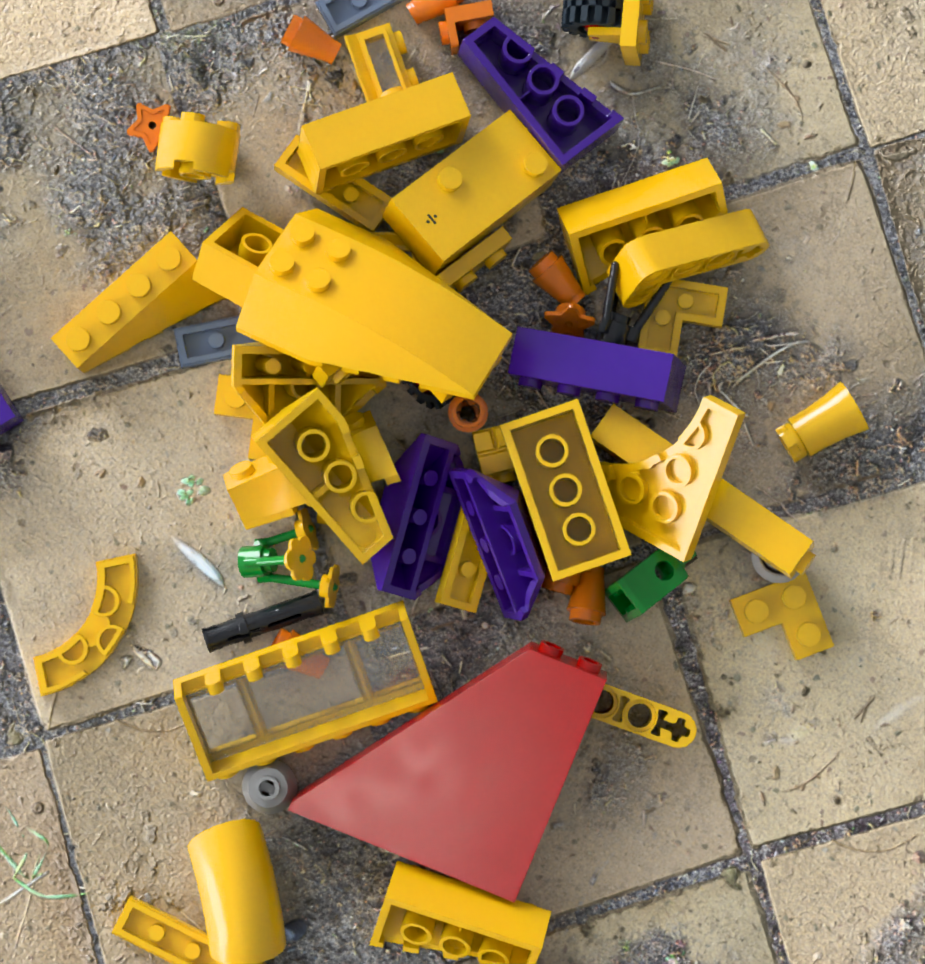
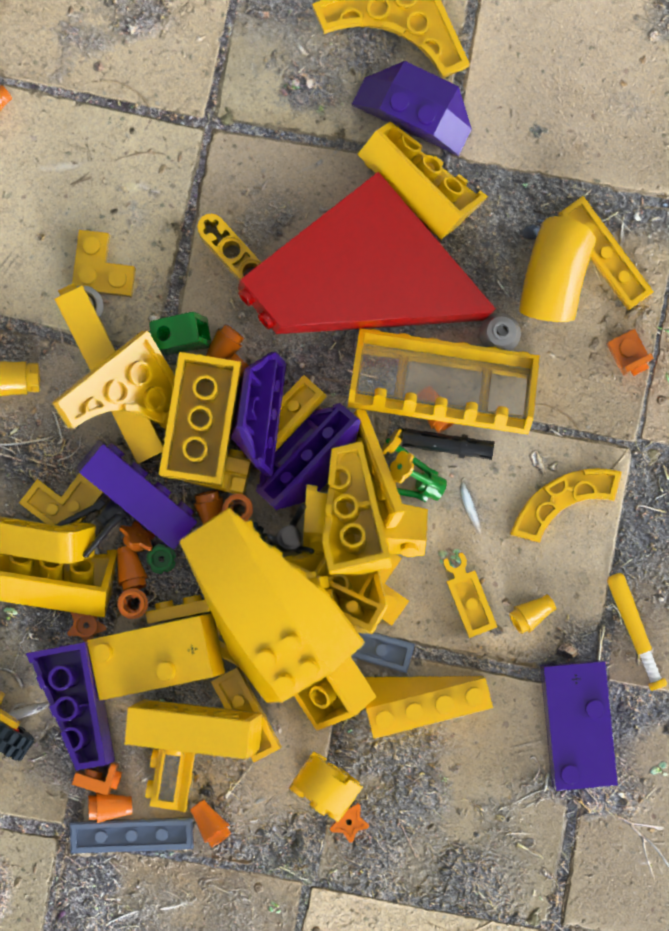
camera: 150 degrees left, 0 degrees up
(63, 472) = (530, 614): none -> yellow cone
(102, 843) = (630, 353): none -> orange bracket
(144, 452) = (469, 599): none -> yellow plate
(306, 523) = (385, 491): none -> yellow tile
(390, 413) = (290, 537): none -> black plant
(503, 398) = (208, 505): none -> orange cone
(531, 230) = (125, 607): none -> orange cone
(531, 301) = (153, 558): none -> green plate
(567, 182) = (85, 633): none -> orange plate

